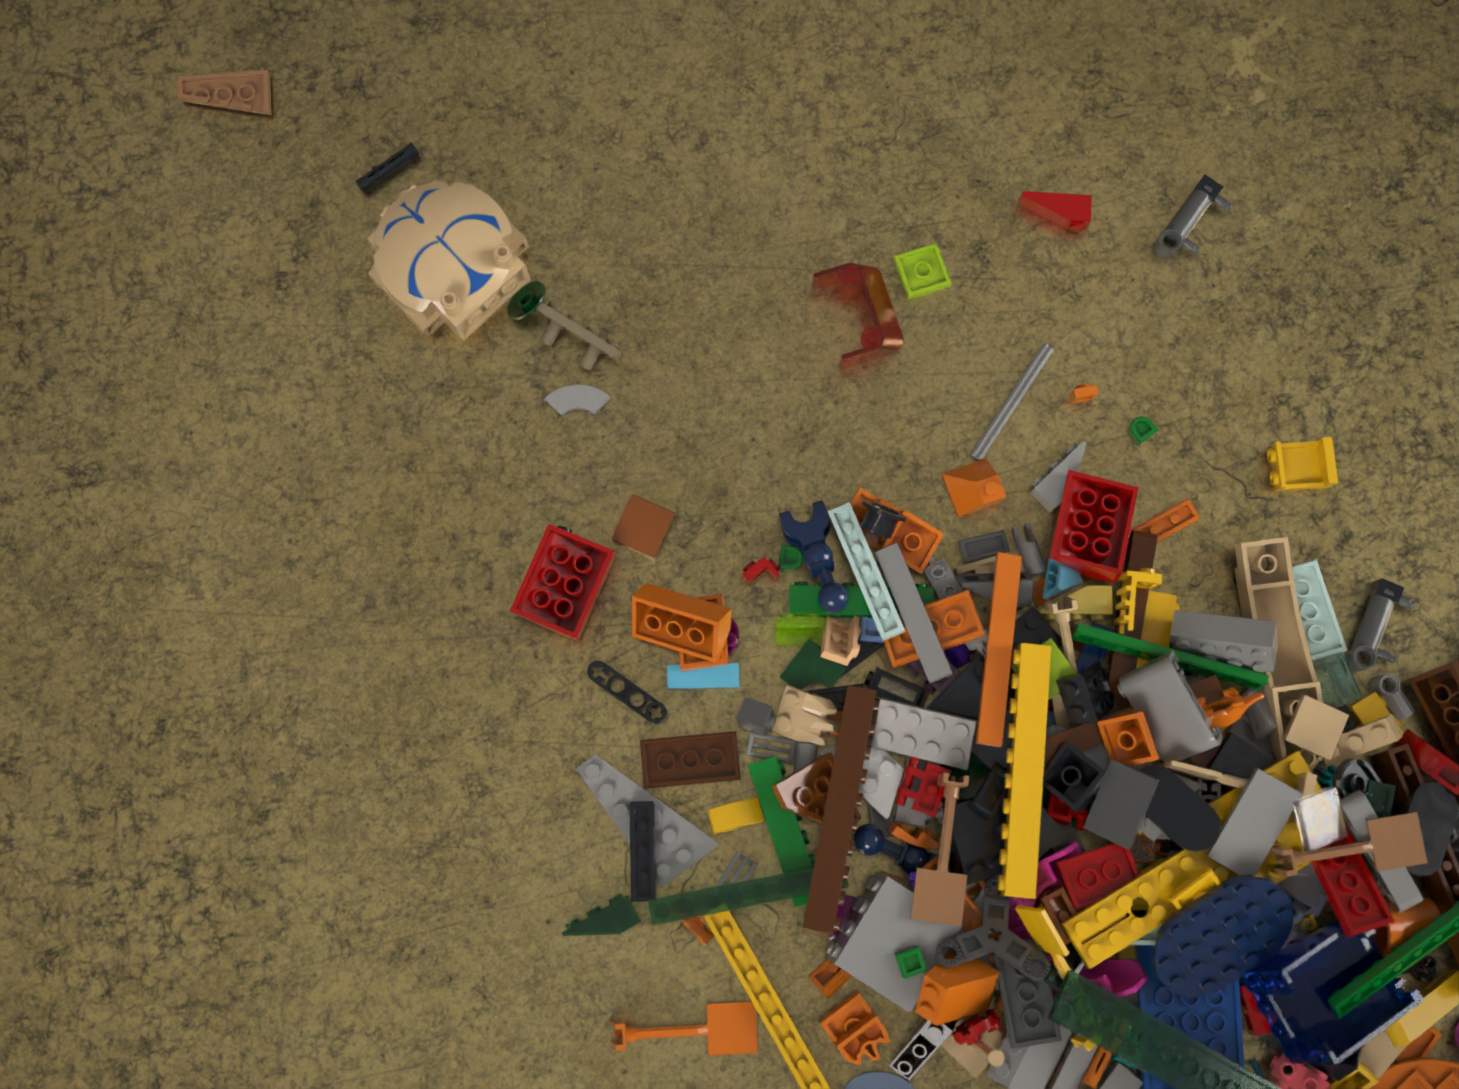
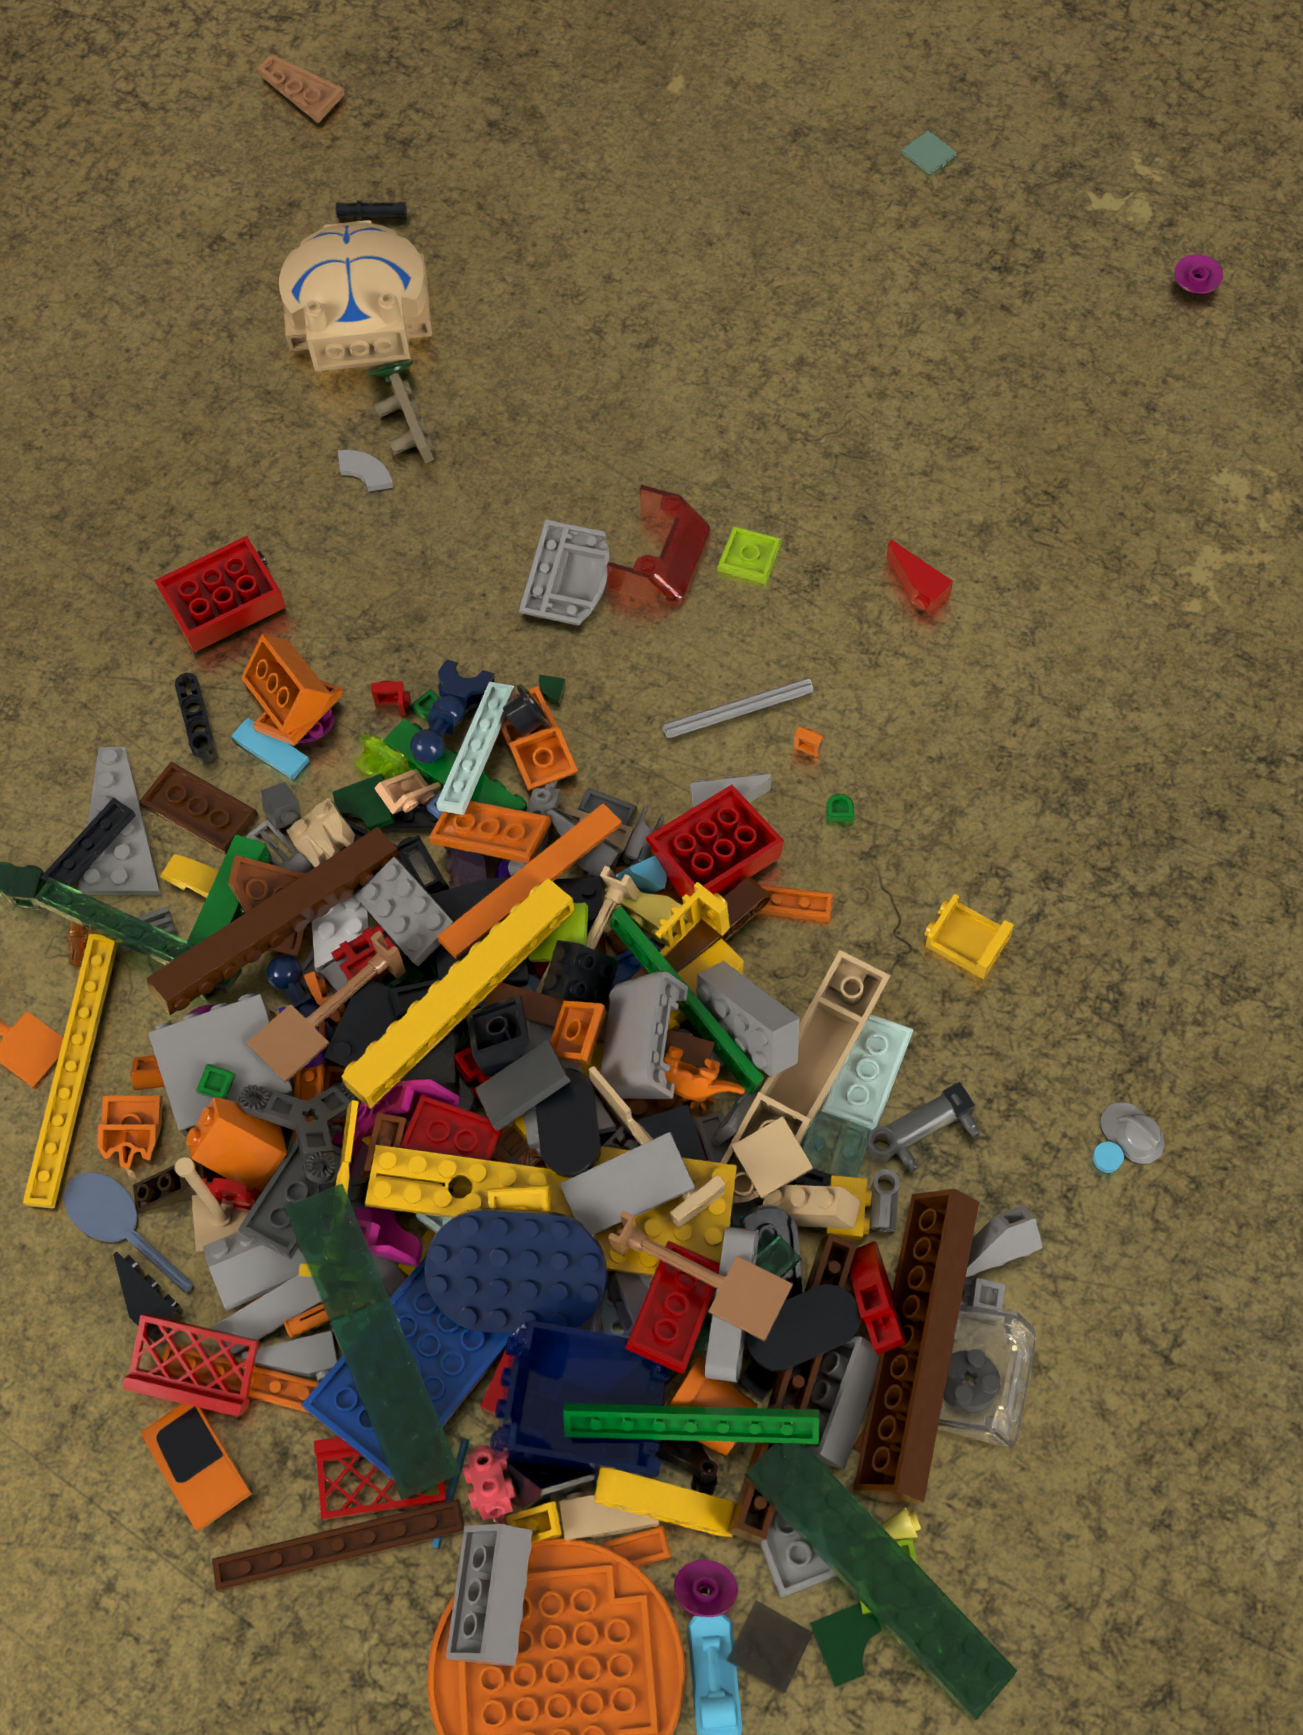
camera: 40 degrees right, 15 degrees down
(643, 525) = (328, 597): dark orange slope -> none
(808, 381) = (566, 573): none -> light grey slope
(868, 480) = (552, 688): none -> dark green tile
(913, 613) = (484, 805): light grey tile -> none
(974, 487) = (640, 756): orange slope -> none
(1188, 216) = (1065, 650): dark grey piece -> none
(1320, 819) = (693, 1224): clear tile -> none

